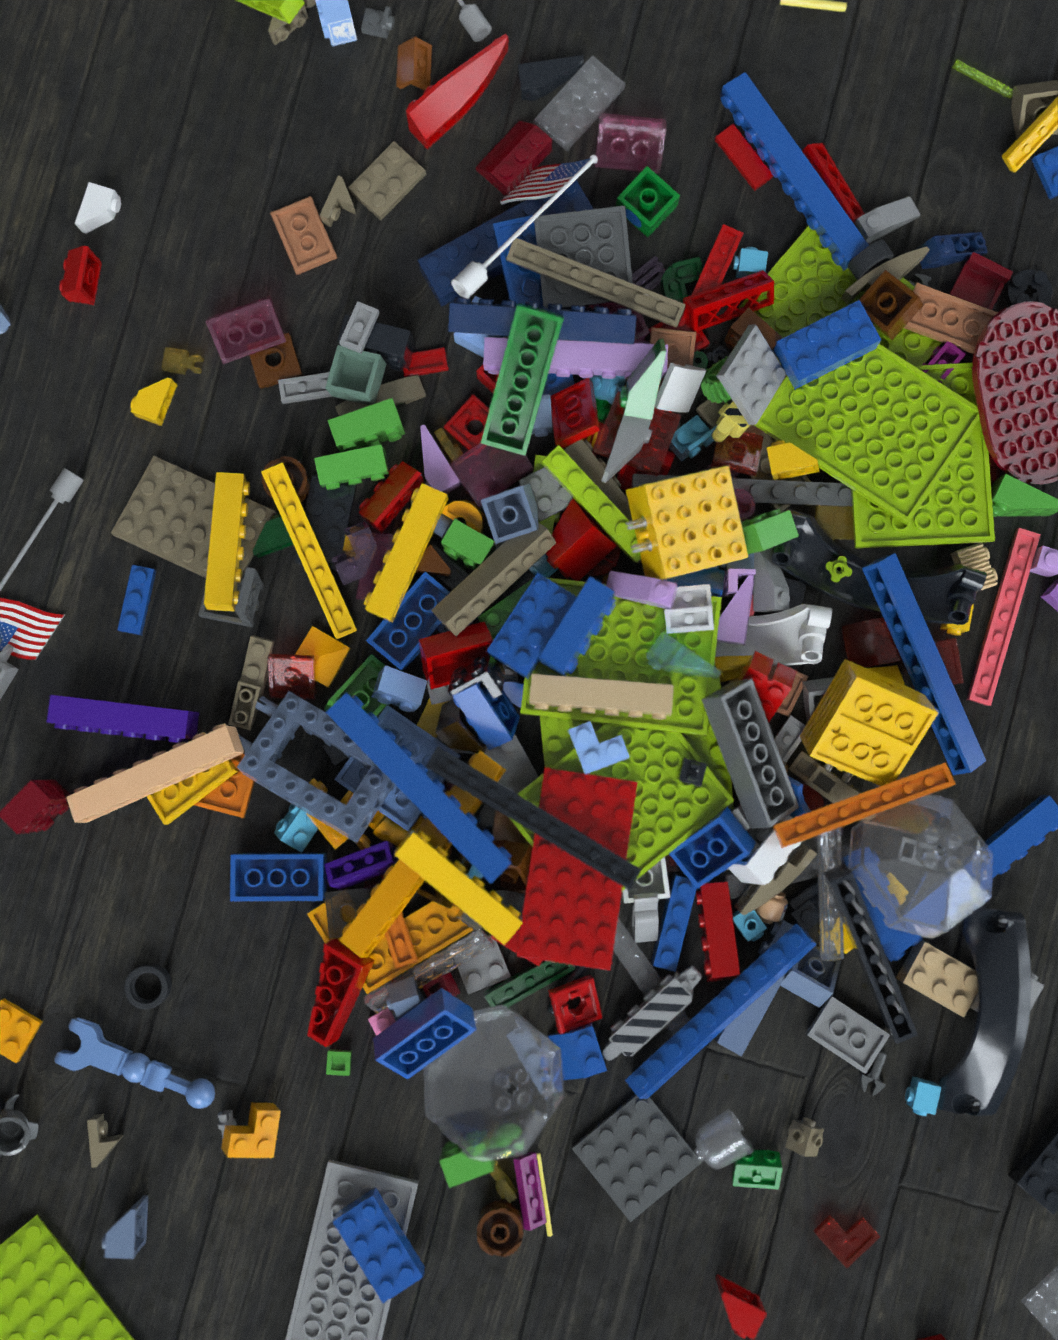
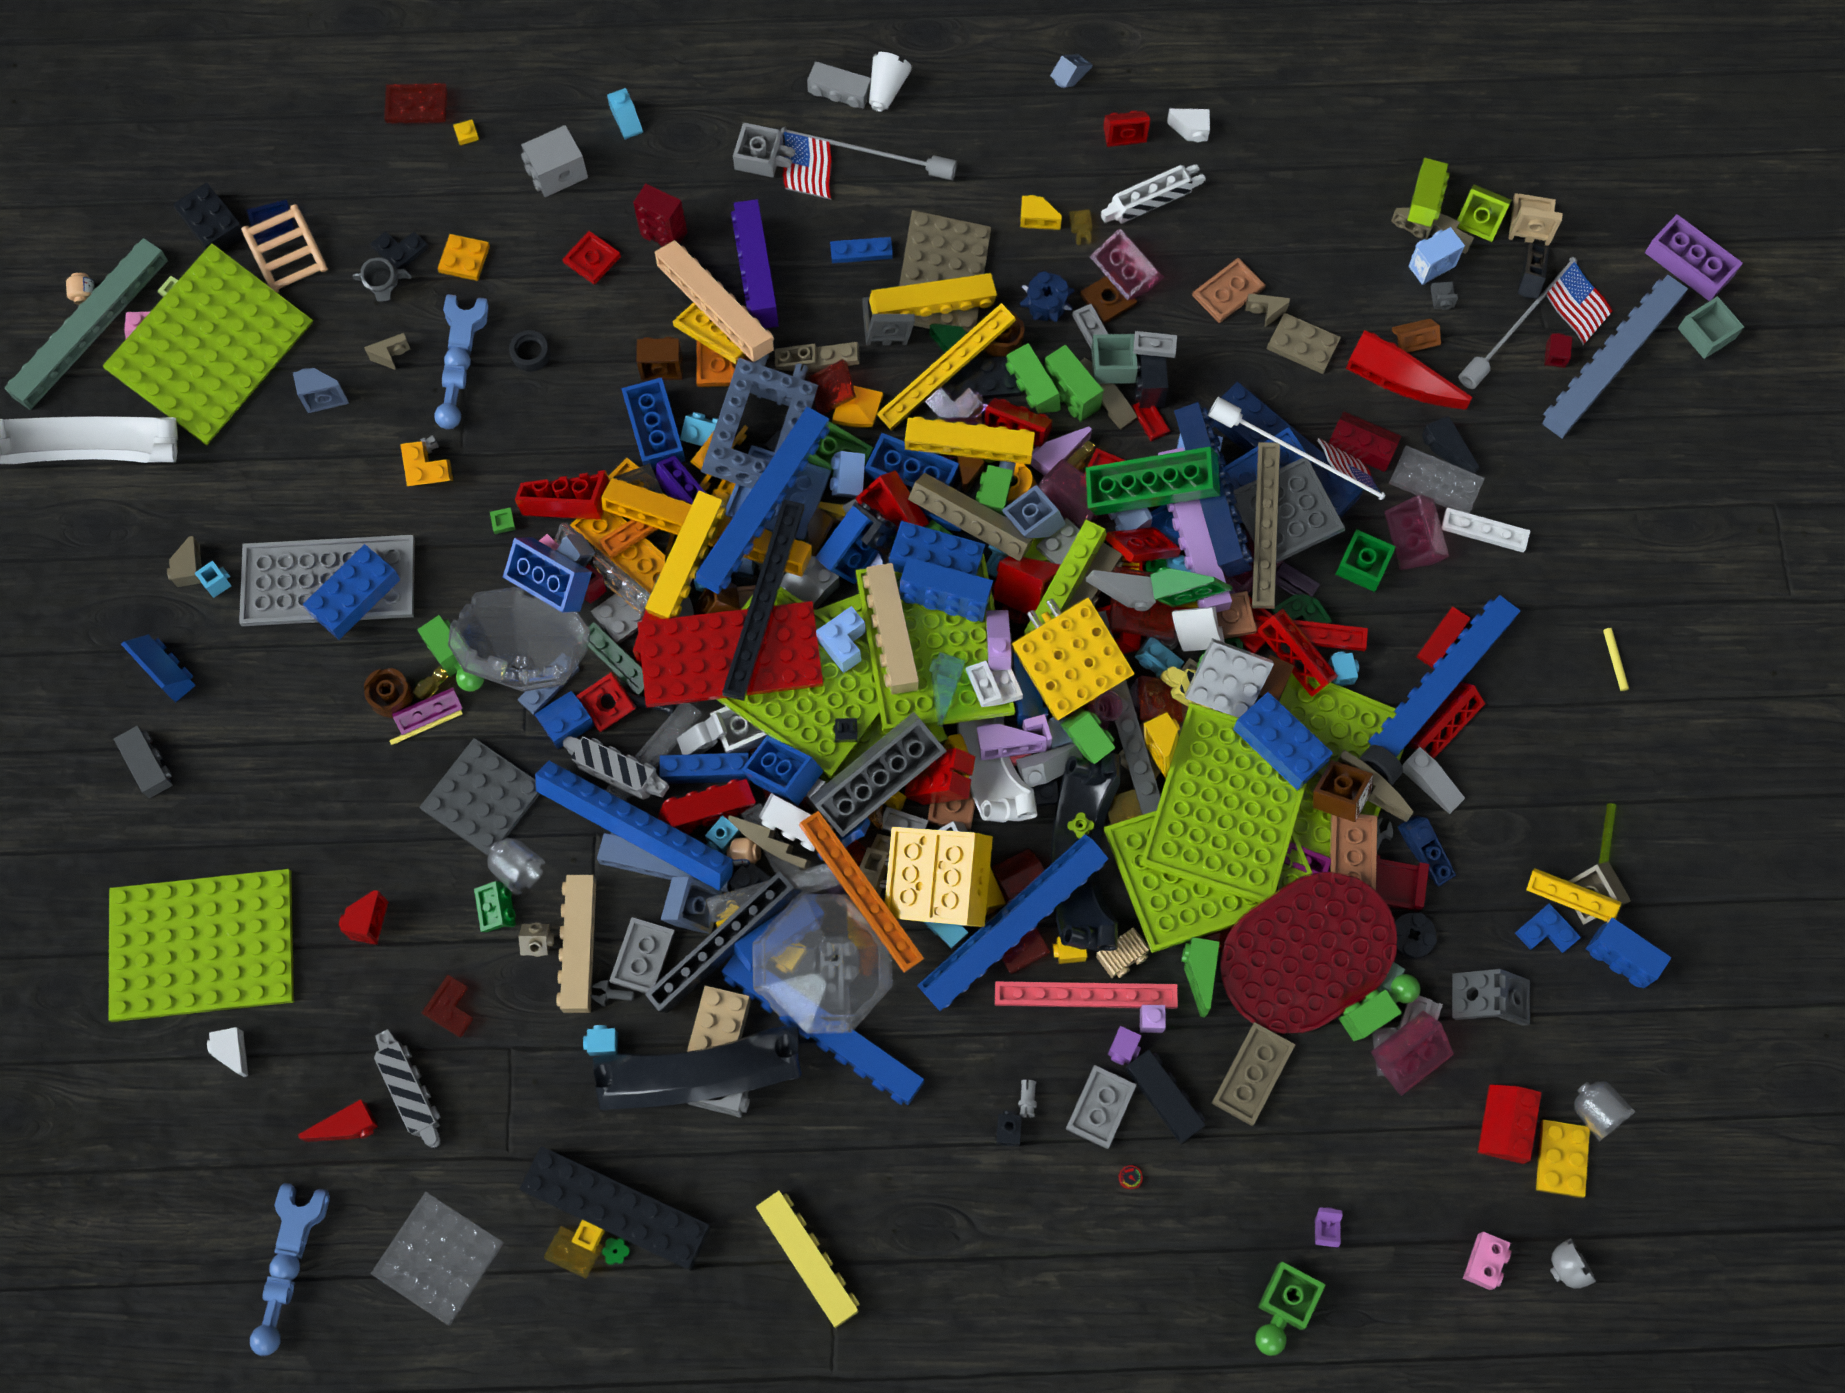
camera: 75 degrees right, 15 degrees down
(56, 891) = (591, 257): none -> red plate
(170, 275) = (1152, 193): none -> white hinge
(204, 850) = (659, 359): none -> reddish brown brick
(249, 411) = (1047, 296): none -> dark blue brick
(645, 75) = (1485, 530): none -> white plate
(818, 1095) = (577, 944): none -> tan brick
(918, 1299) = (406, 1089): none -> light grey hinge

